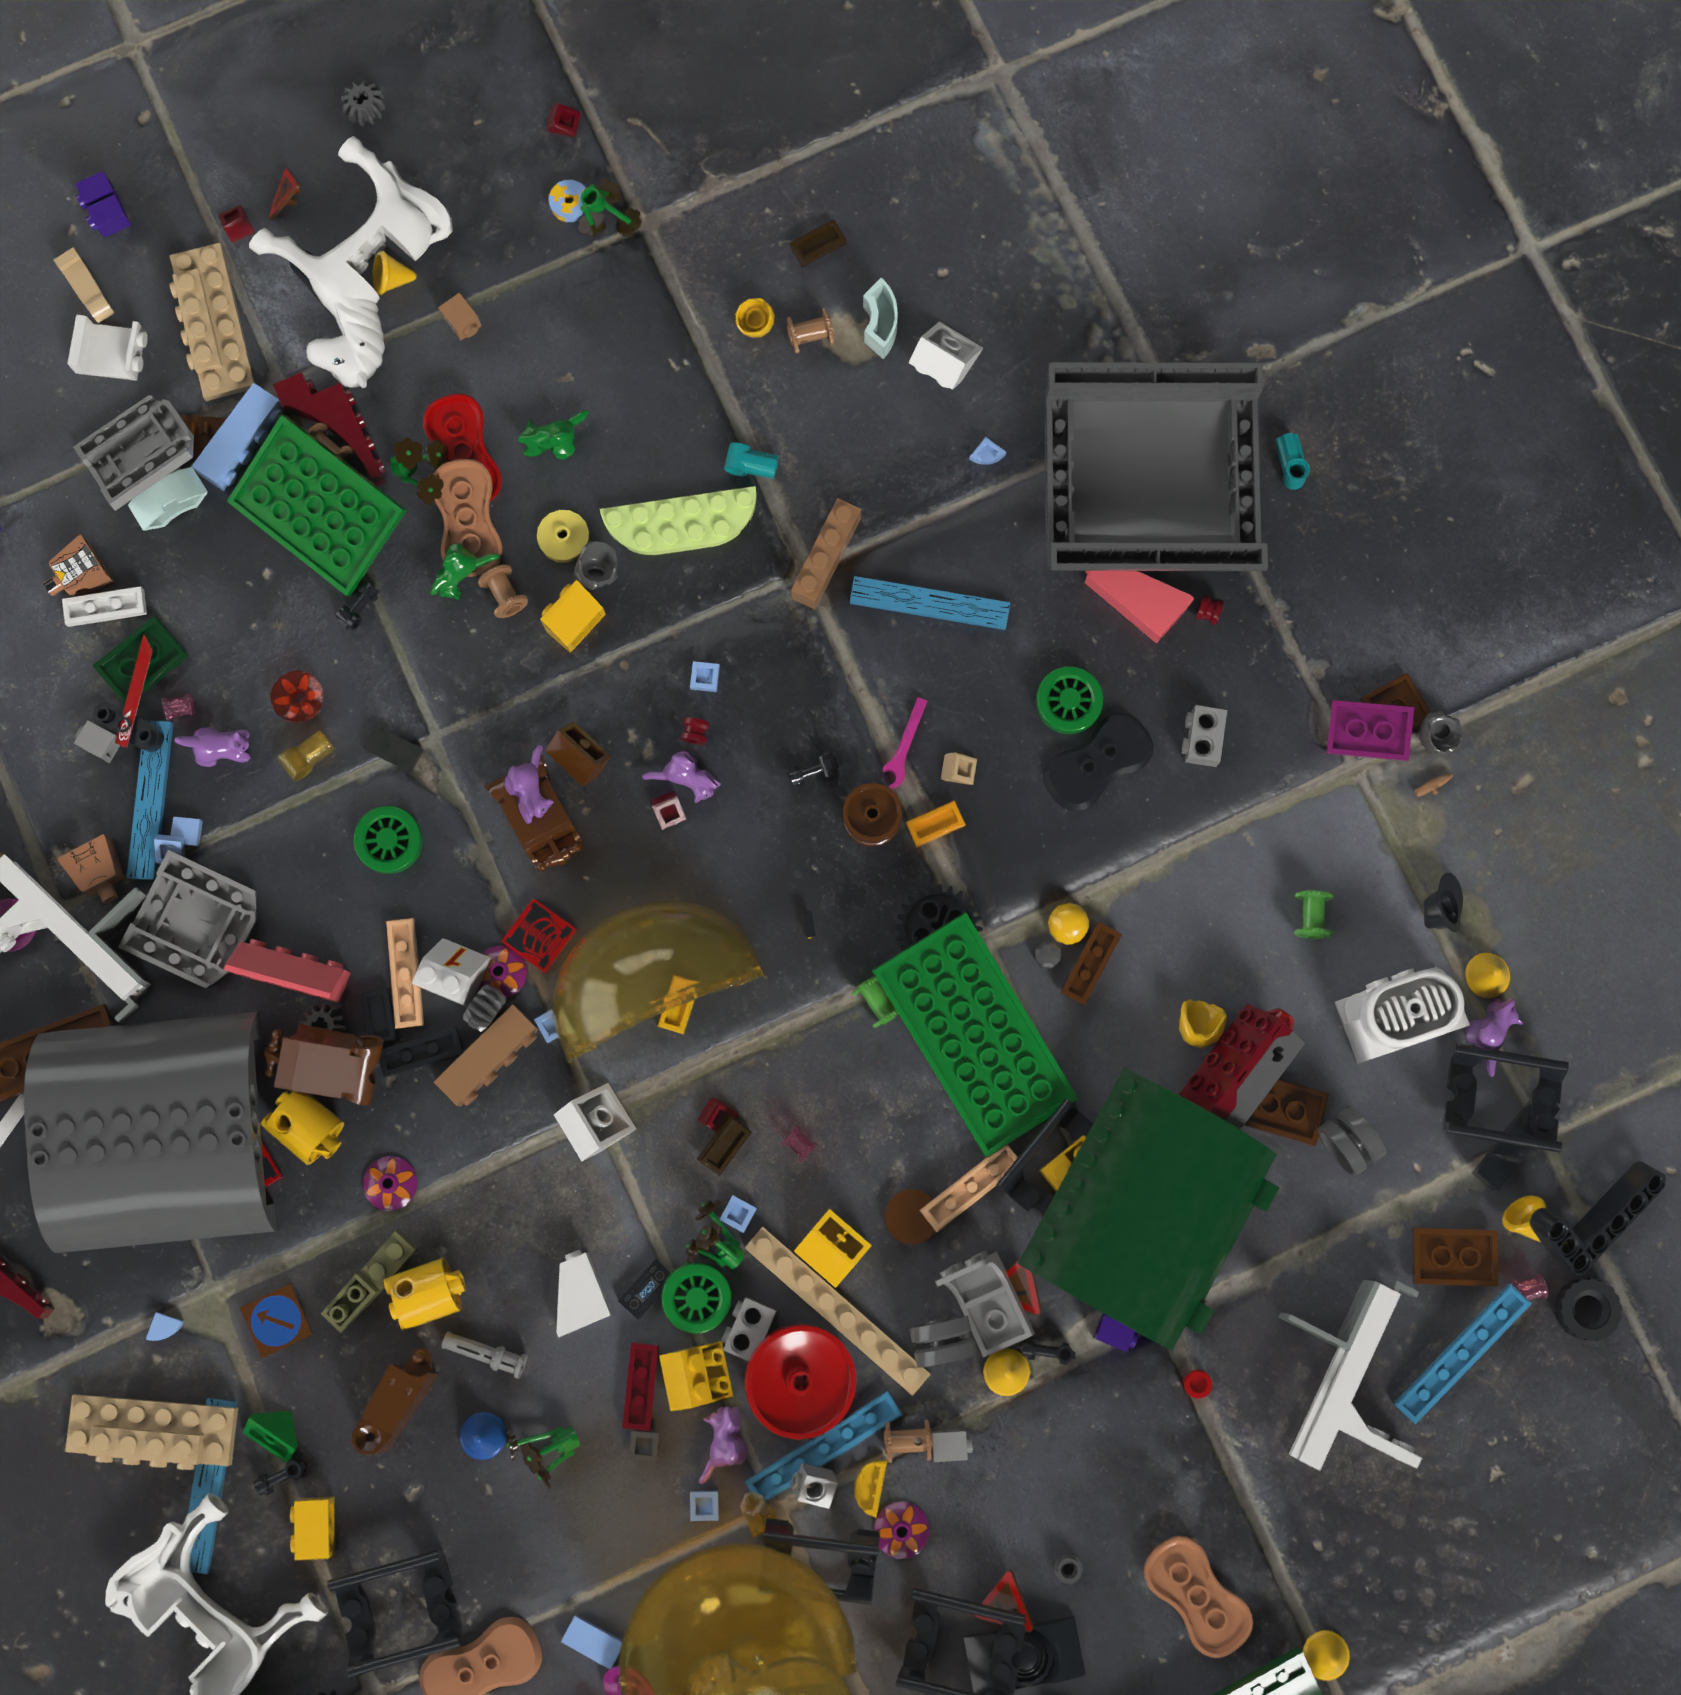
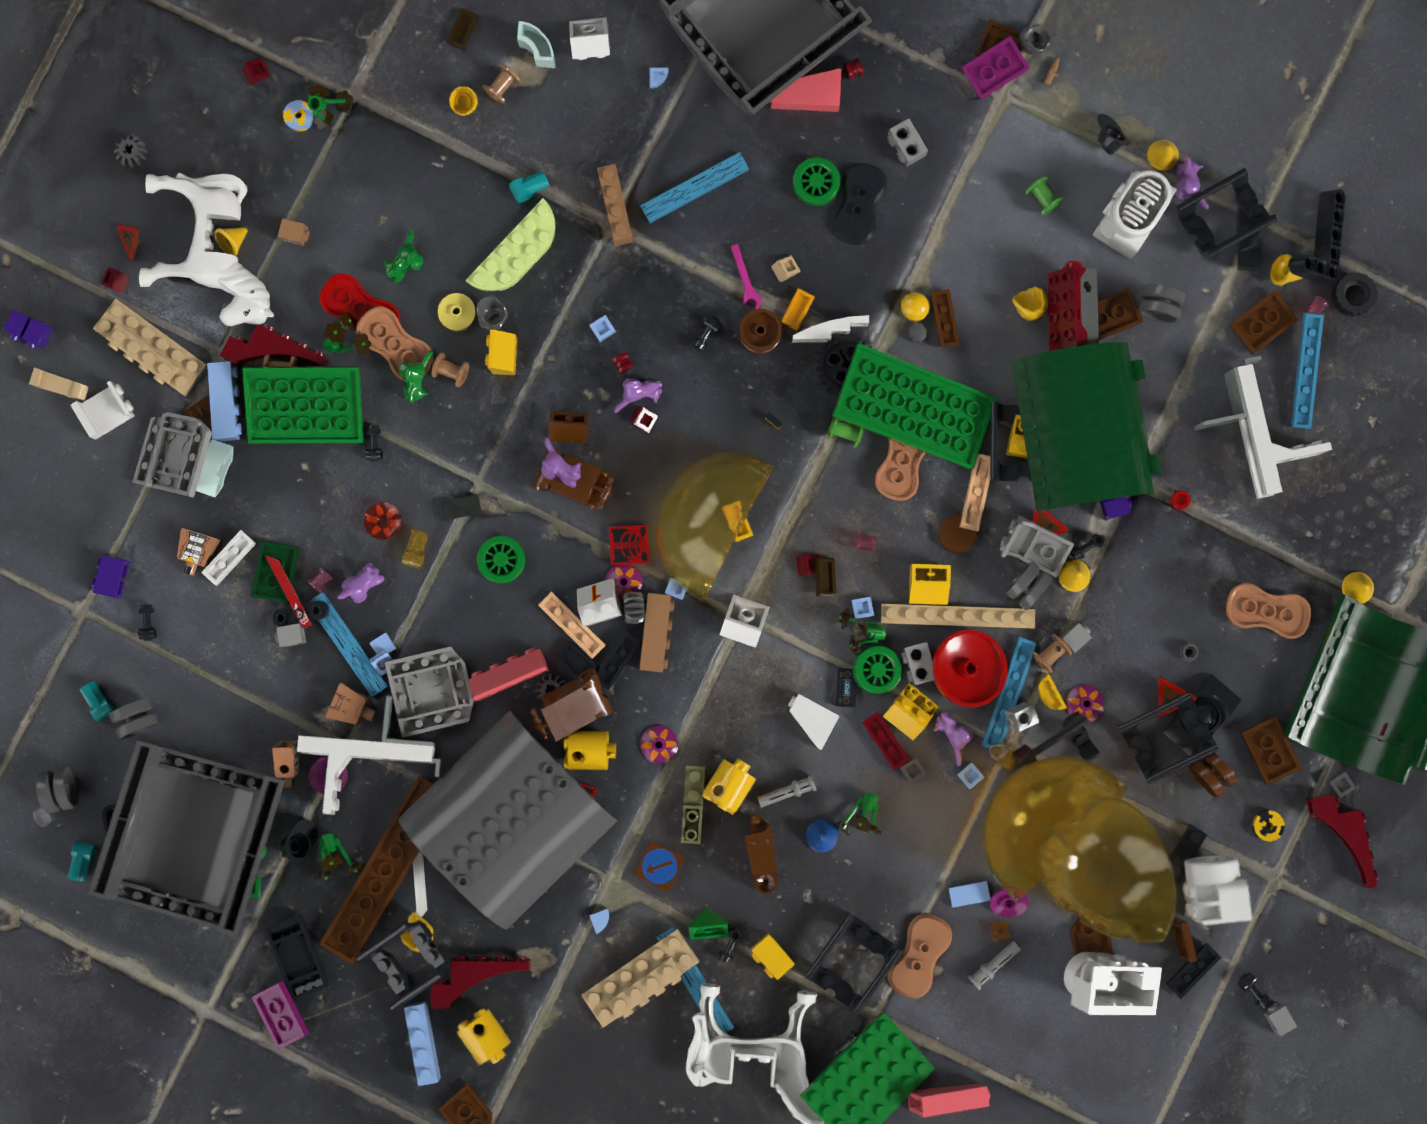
camera: 40 degrees left, 5 degrees up
(900, 1094) = (898, 474): none -> nougat plate
(943, 870) = (823, 331): none -> white slope

